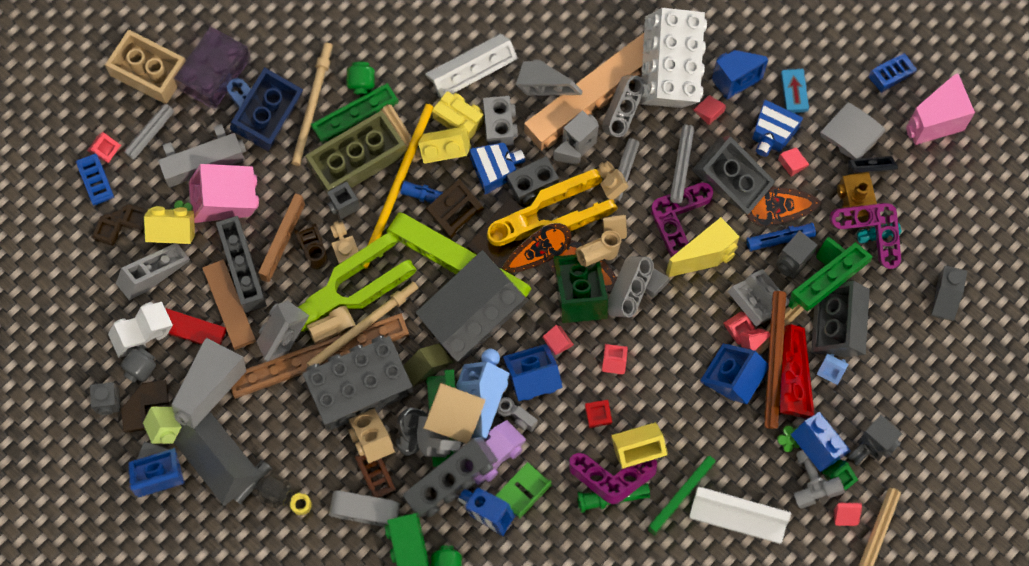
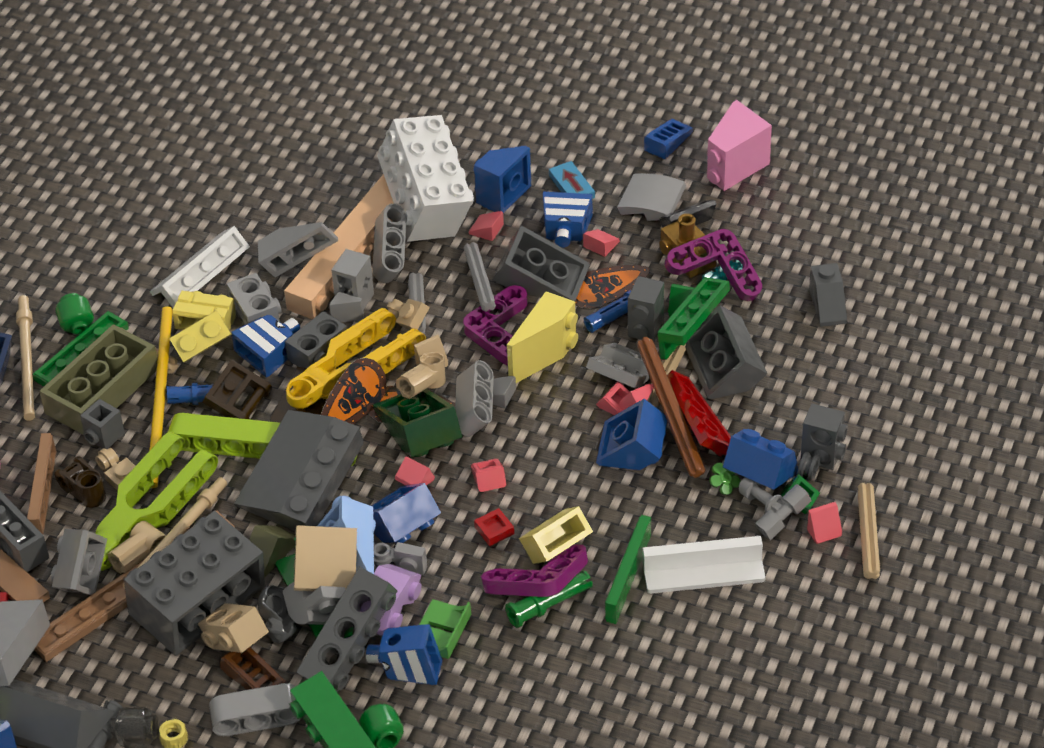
camera: 20 degrees left, 25 degrees down
(832, 369) = (738, 400): light blue tile -> none

